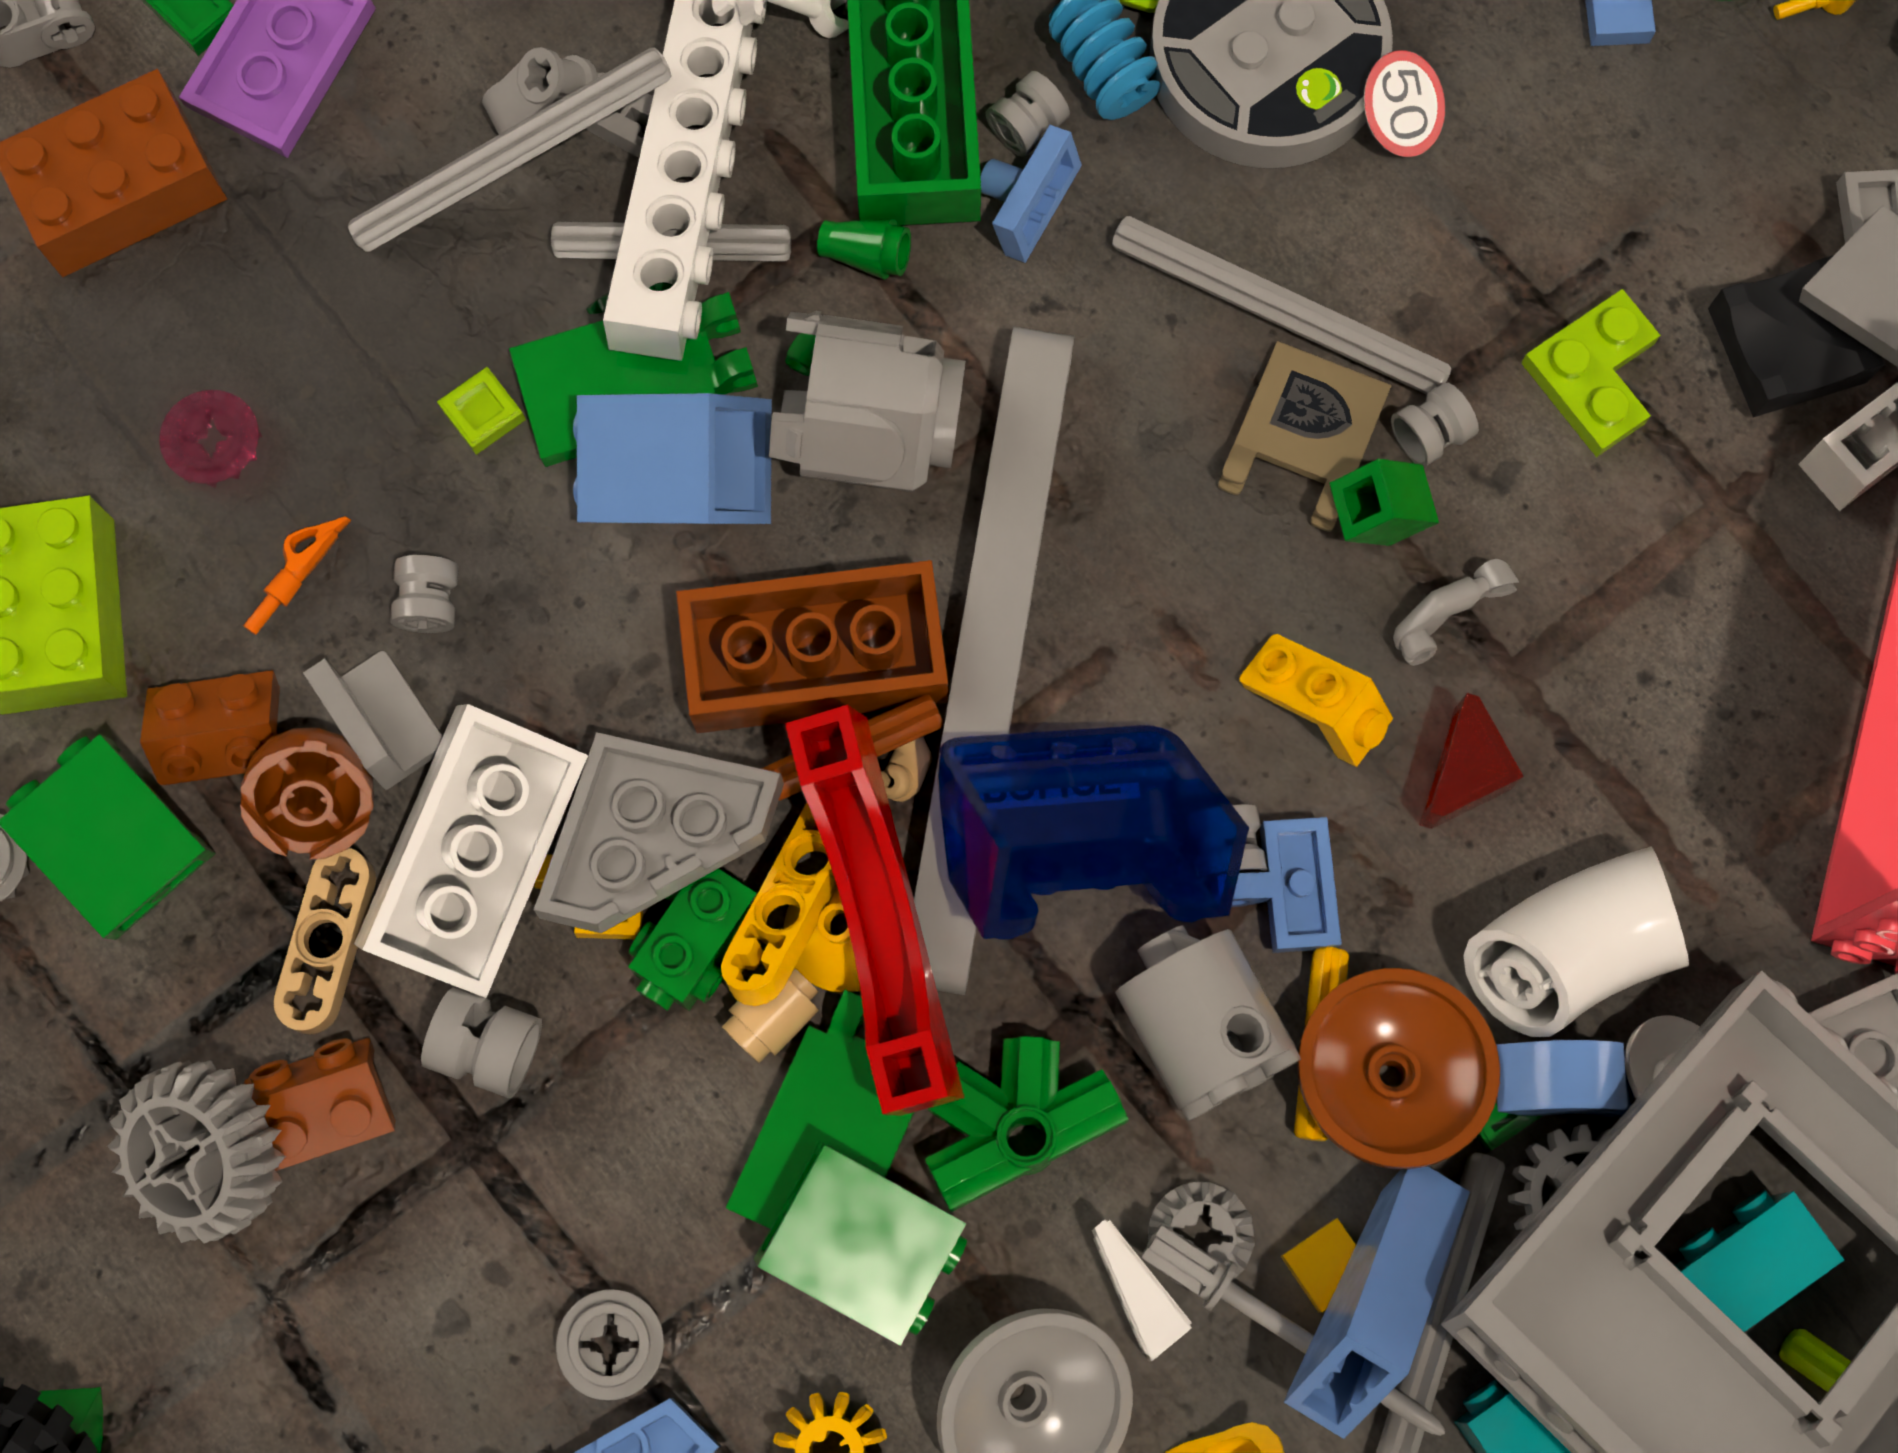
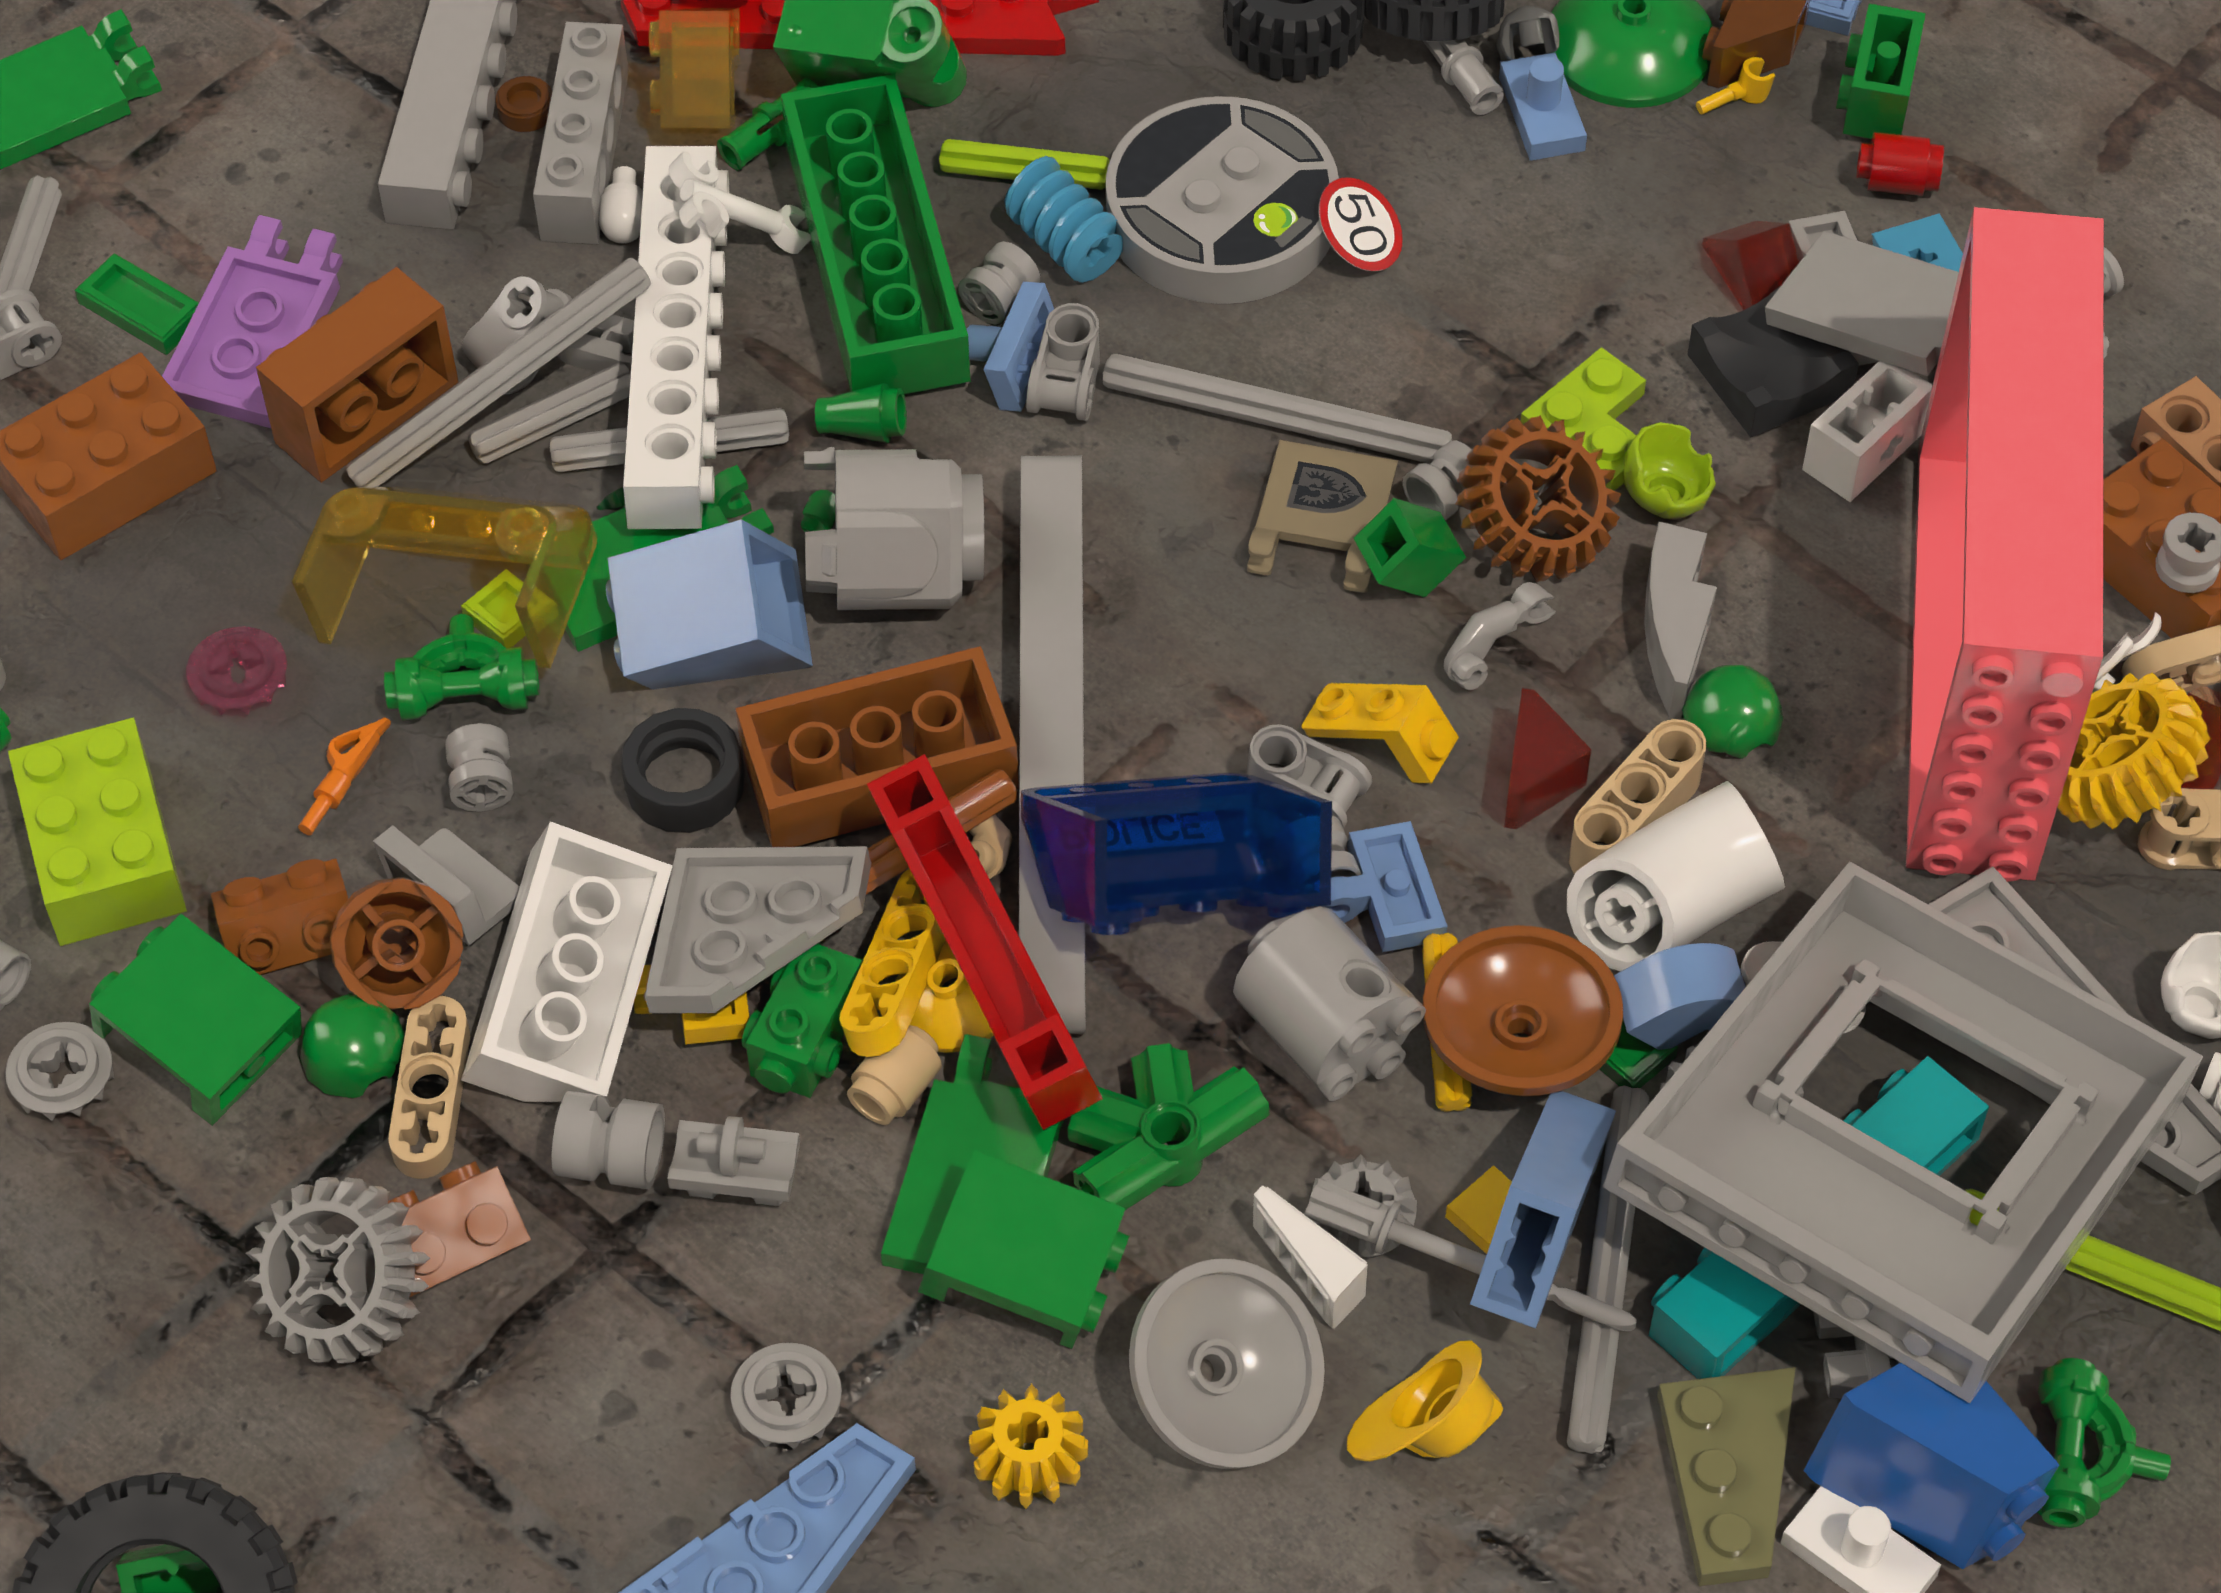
camera: 10 degrees left, 20 degrees down
(255, 885) = (350, 1045): none -> green hair
(369, 125) = (358, 374): none -> dark orange brick
(381, 486) = (428, 678): none -> green piece
(511, 346) = (547, 535): none -> clear yellow windscreen
(557, 191) = (550, 413): none -> light grey axle
(595, 590) = (677, 730): none -> black tyre
(598, 1089) = (734, 1161): none -> light grey hips
(1077, 231) = (1066, 362): none -> light grey piece
(1236, 750) = (1308, 767): none -> light grey piece
(1560, 444) = (1572, 499): none -> dark orange gear
(1576, 808) = (1643, 777): none -> tan beam
(1638, 620) = (1676, 612): none -> light grey slope
(1663, 454) = (1667, 473): none -> lime hair
(1673, 739) = (1734, 709): none -> green hair
(1800, 212) = (1753, 258): none -> clear red slope

